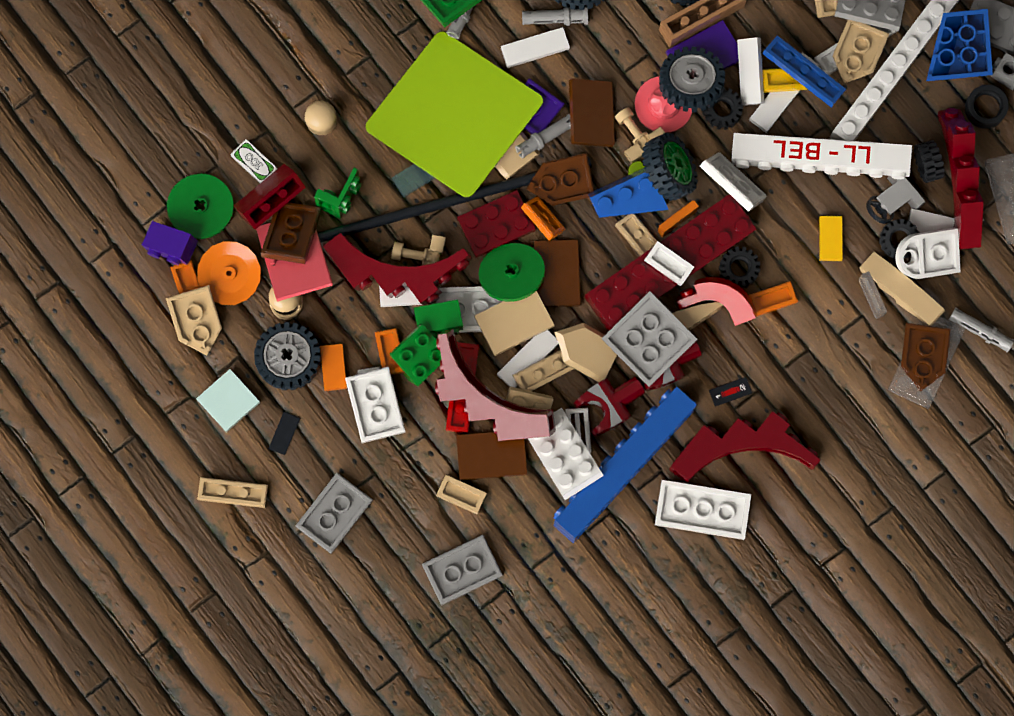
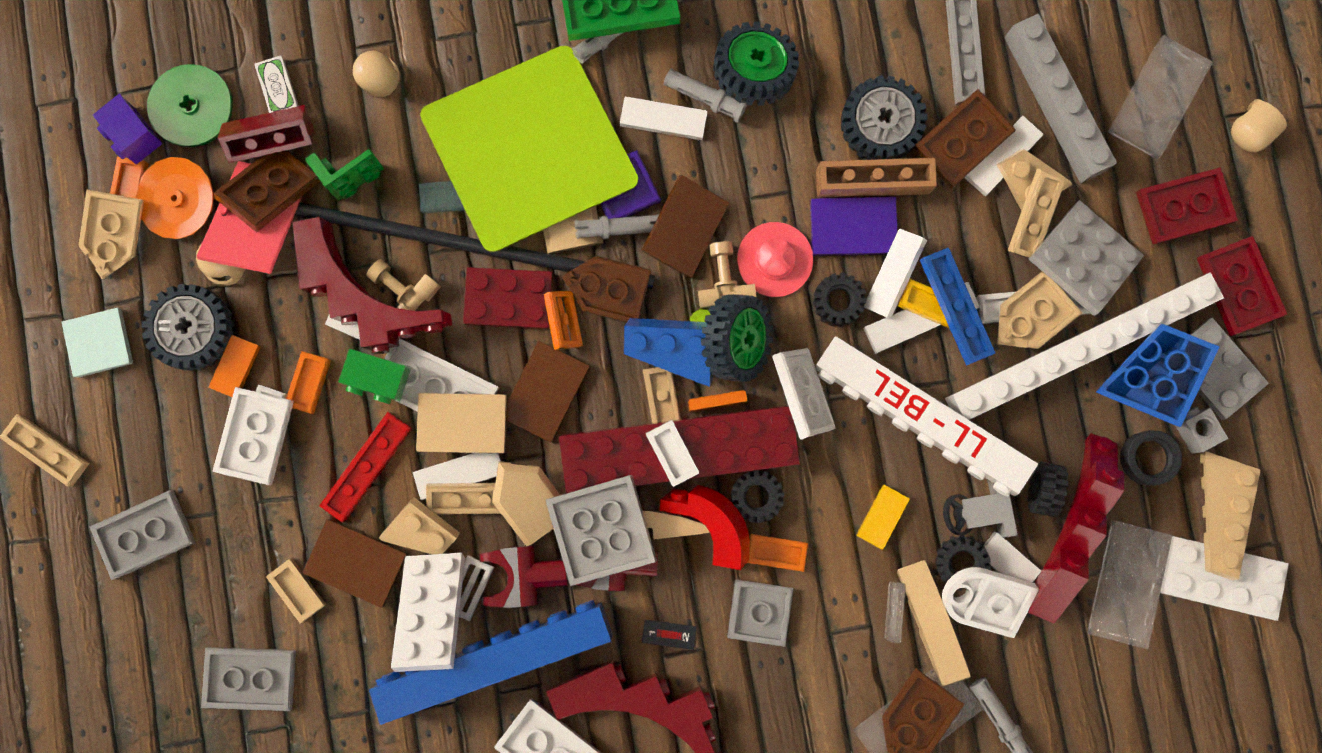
camera: 30 degrees right, 5 degrees up
(284, 433) = (140, 412): black sticker -> none
(417, 355) = (327, 407): green bracket -> none
(481, 403) = (368, 502): arch -> none
(515, 257) = (470, 362): green piece -> none
(691, 79) = (816, 228): wheel -> none
(783, 344) = (760, 612): none -> light grey tile

